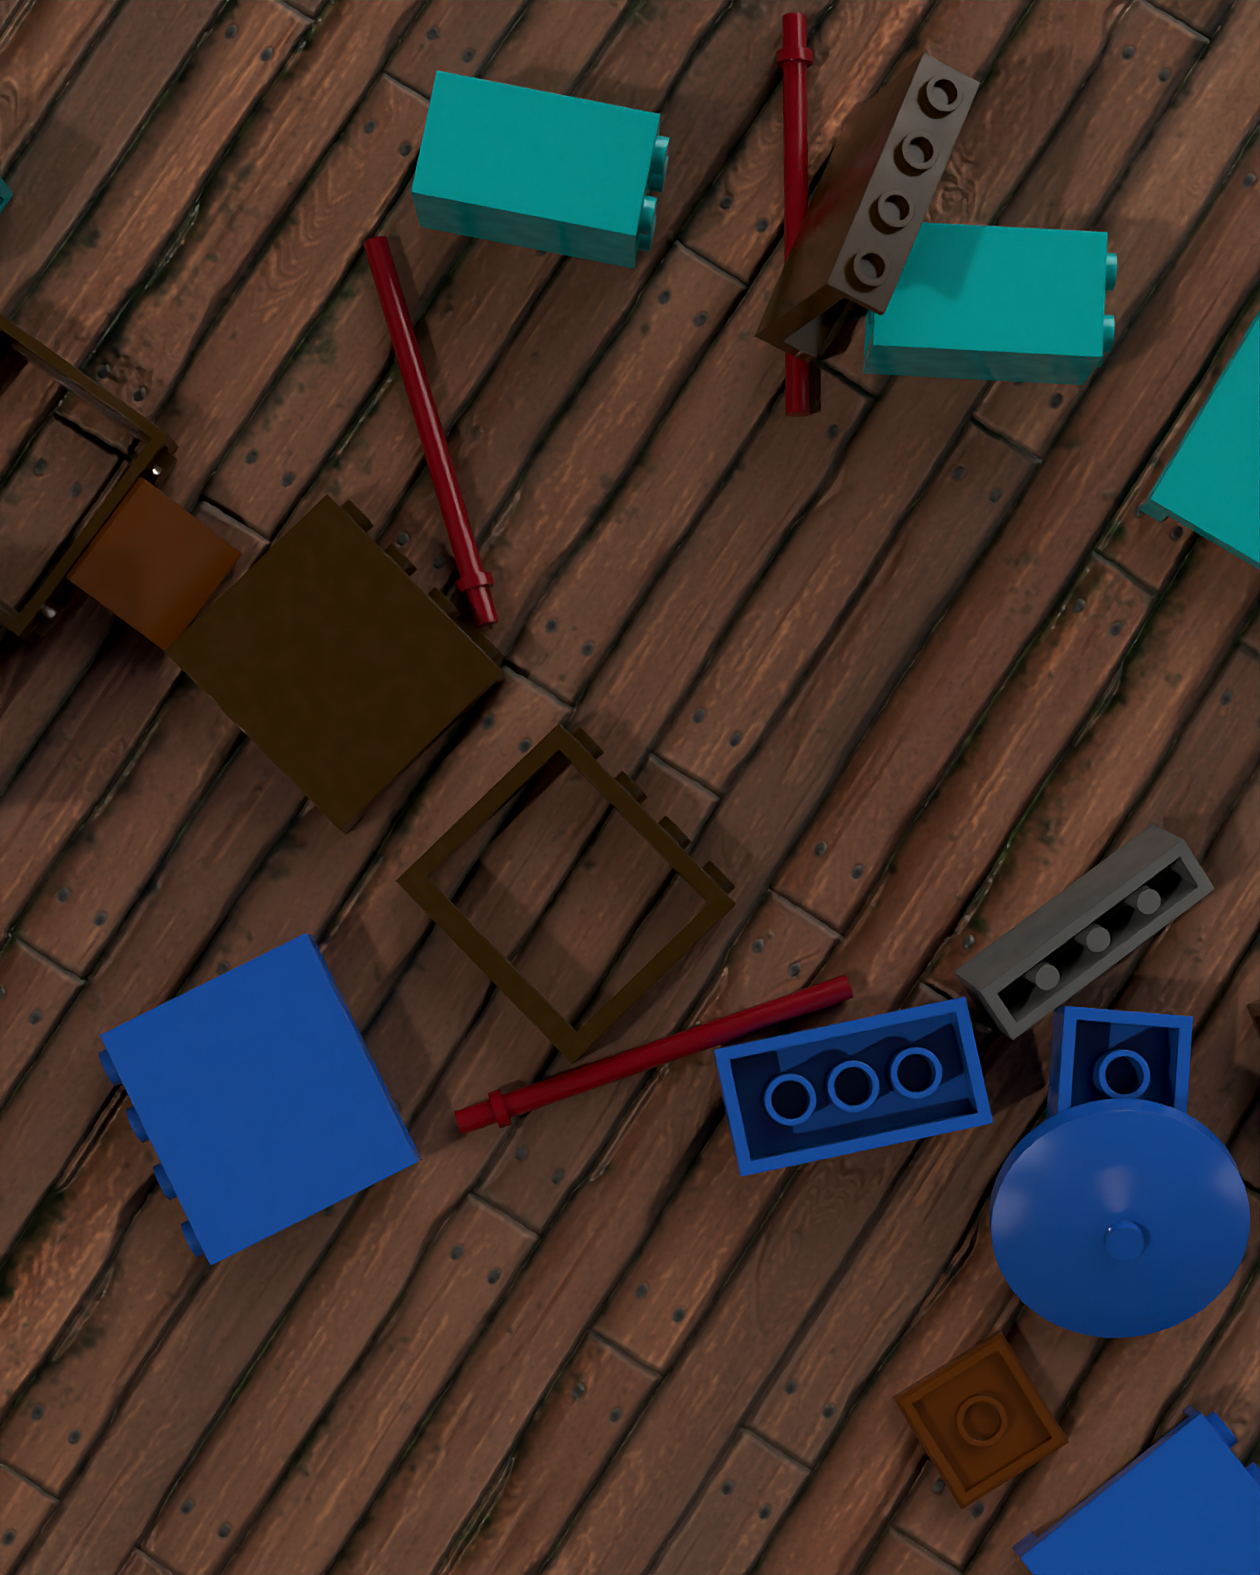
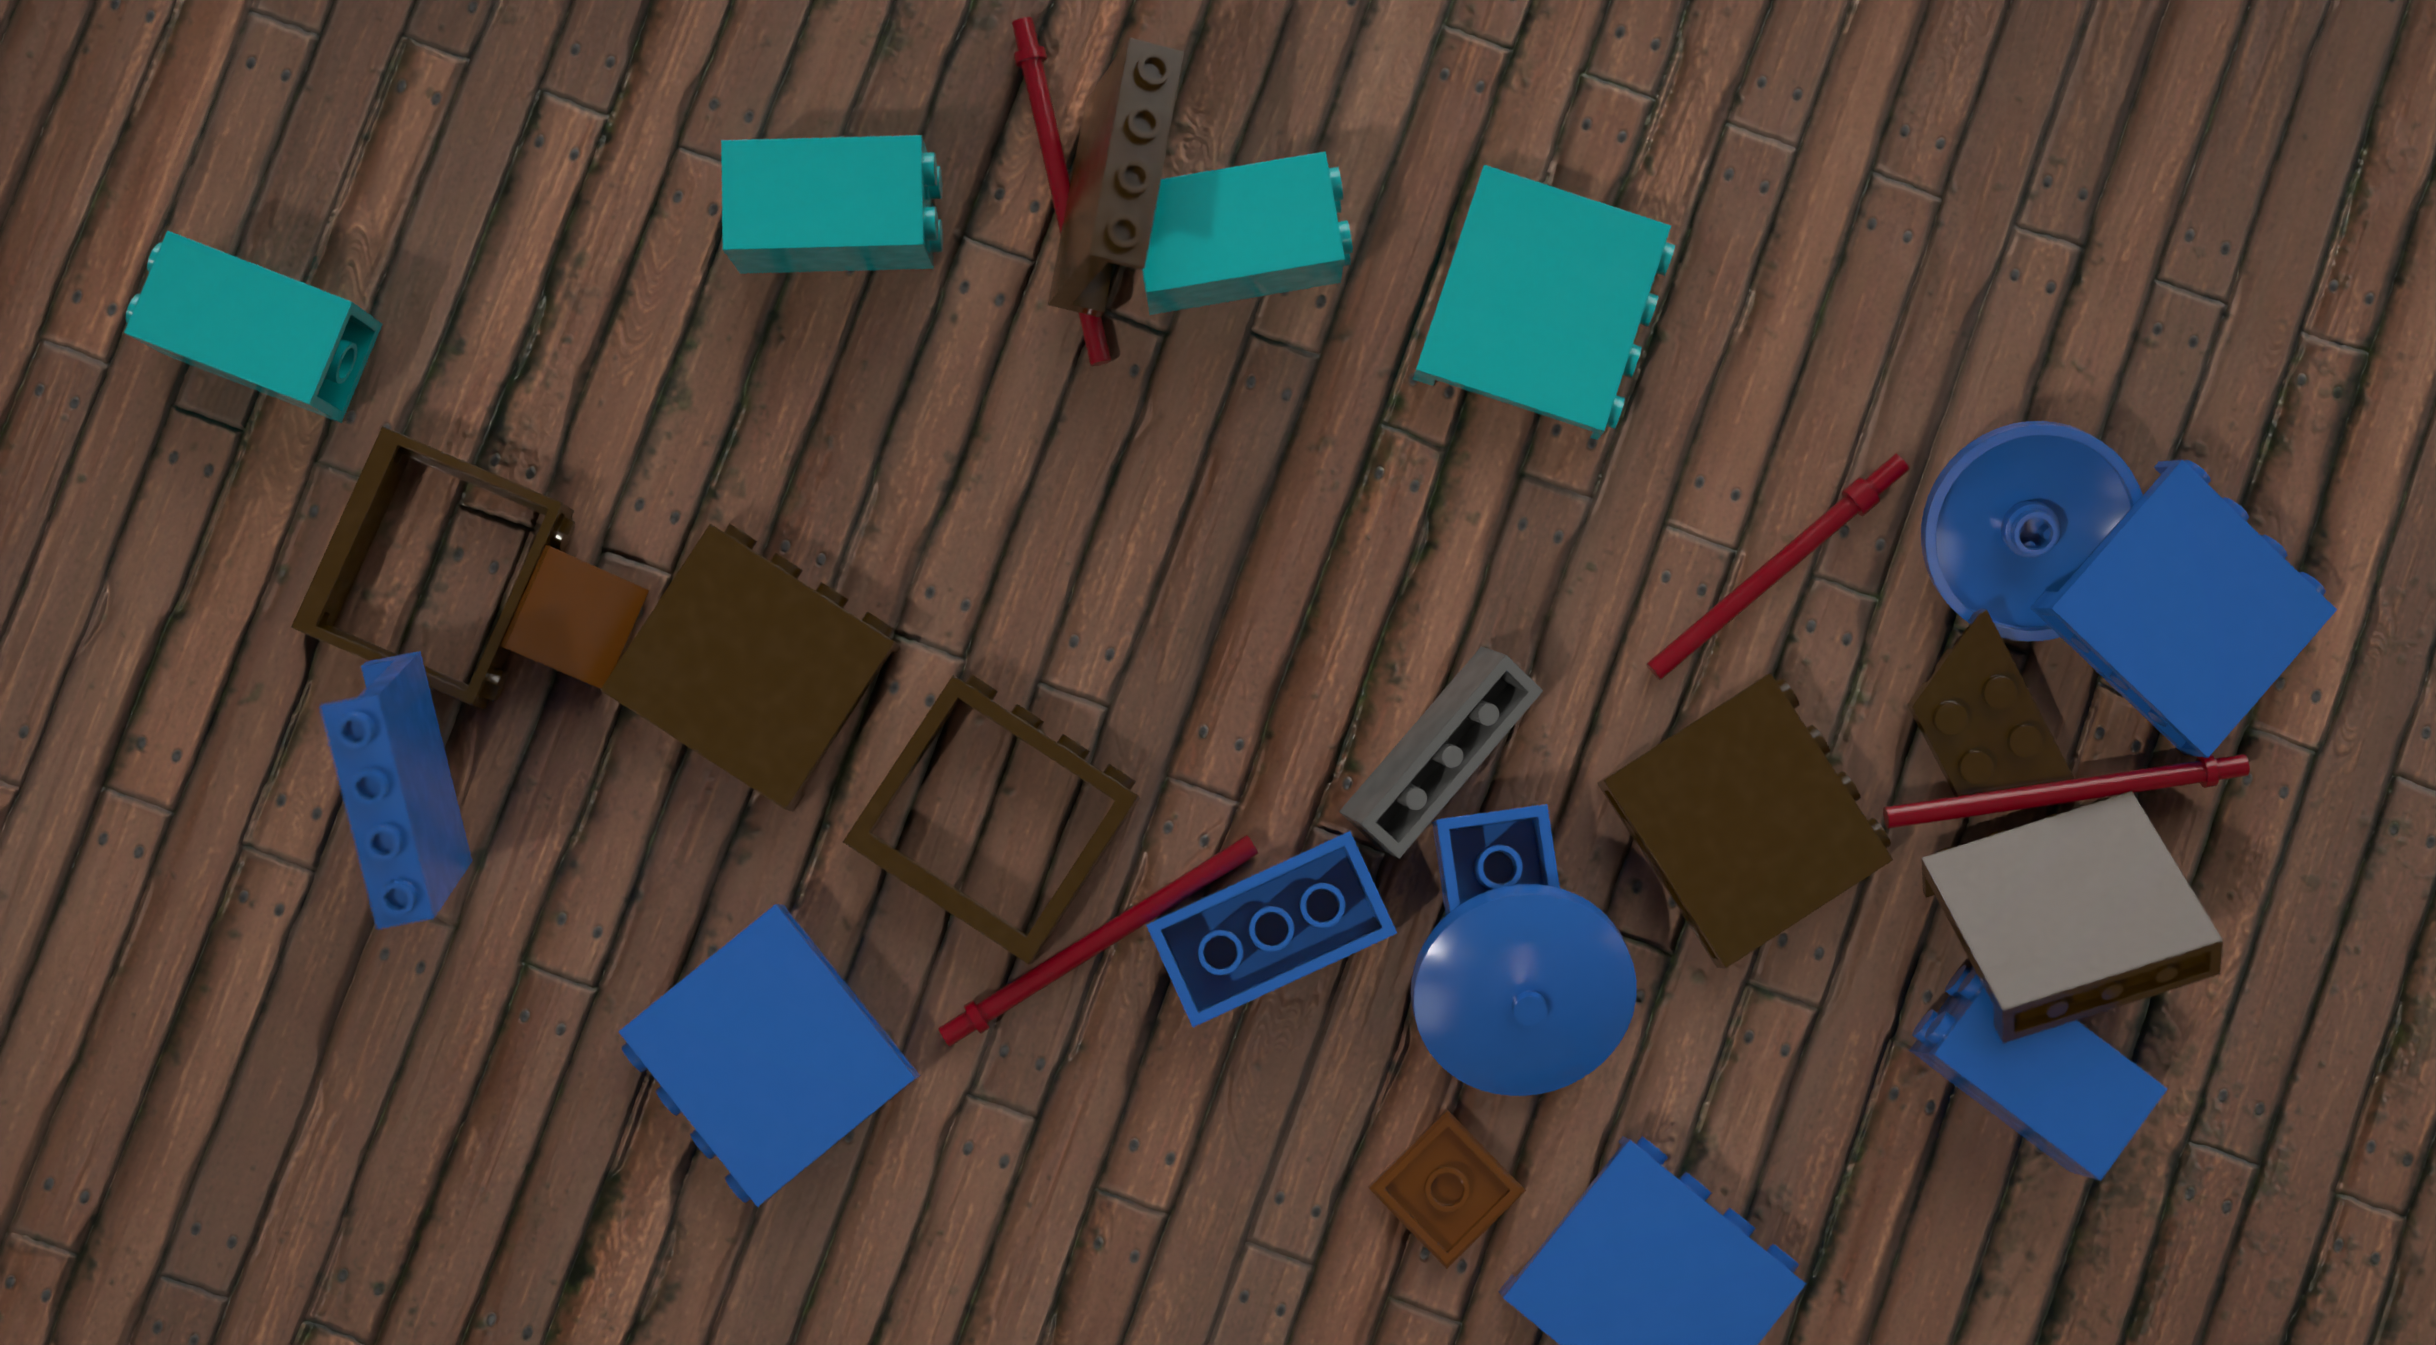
camera: 10 degrees left, 0 degrees up
(473, 581) = (853, 567): dark red bar -> none

